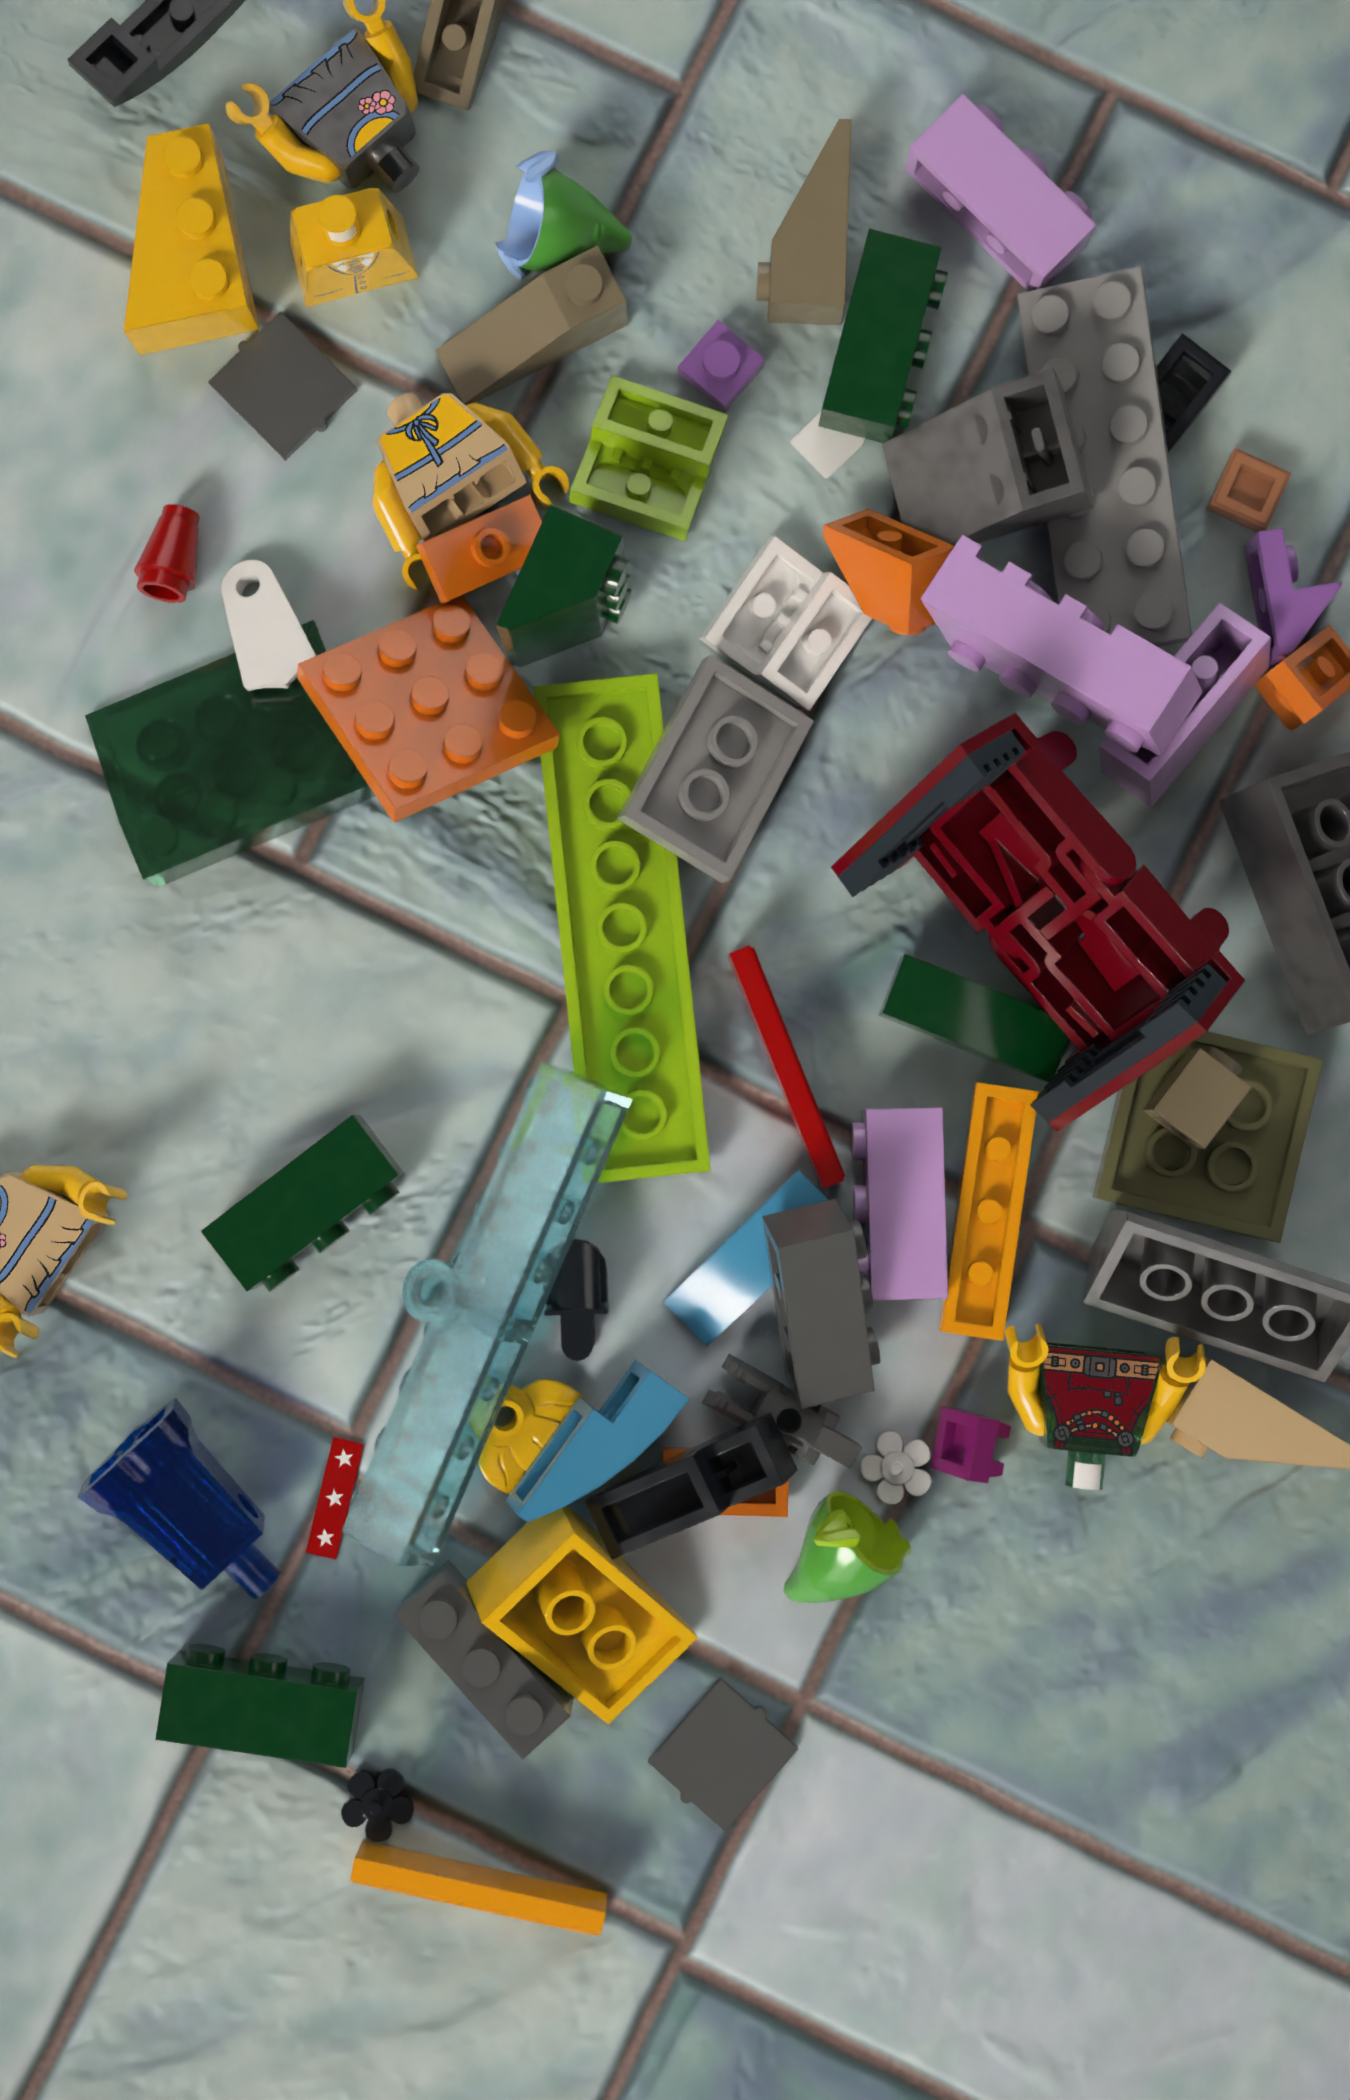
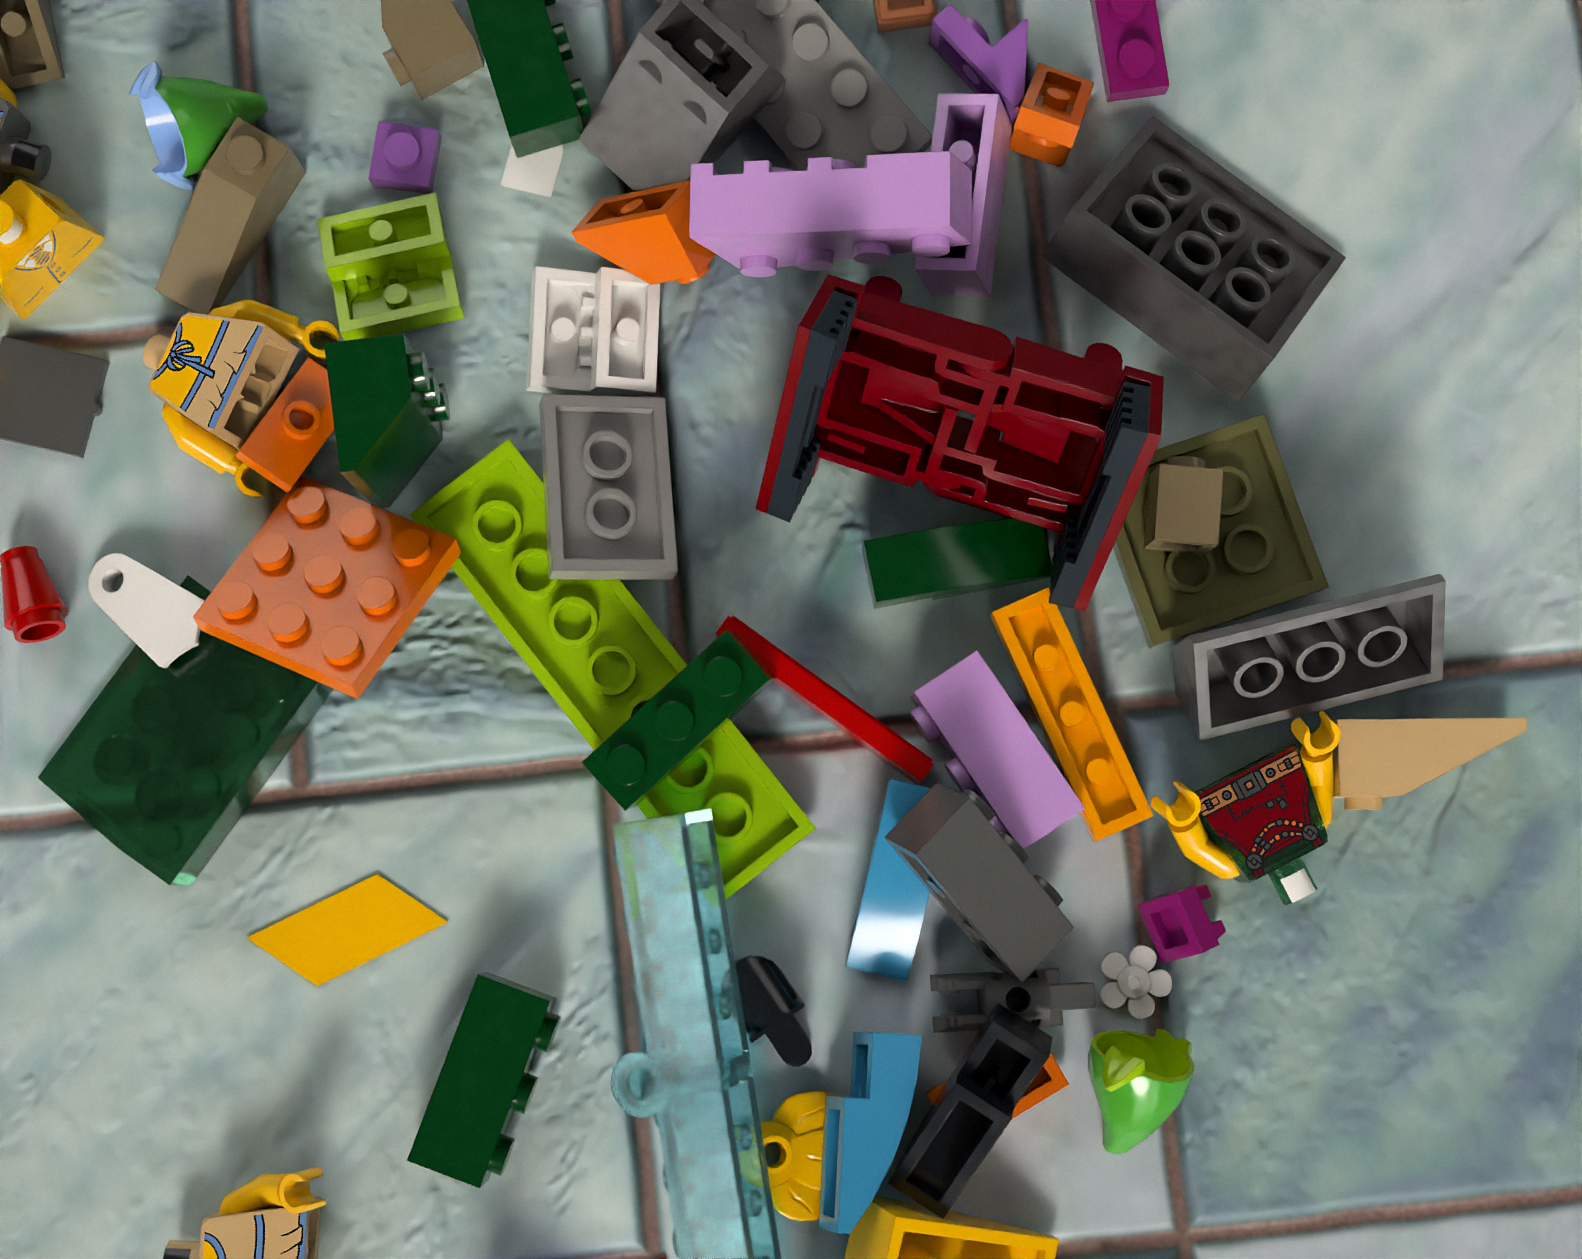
camera: 35 degrees left, 5 degrees down
(265, 1006) = (347, 930): none -> yellow sticker
(652, 1008) = (678, 720): none -> dark green brick

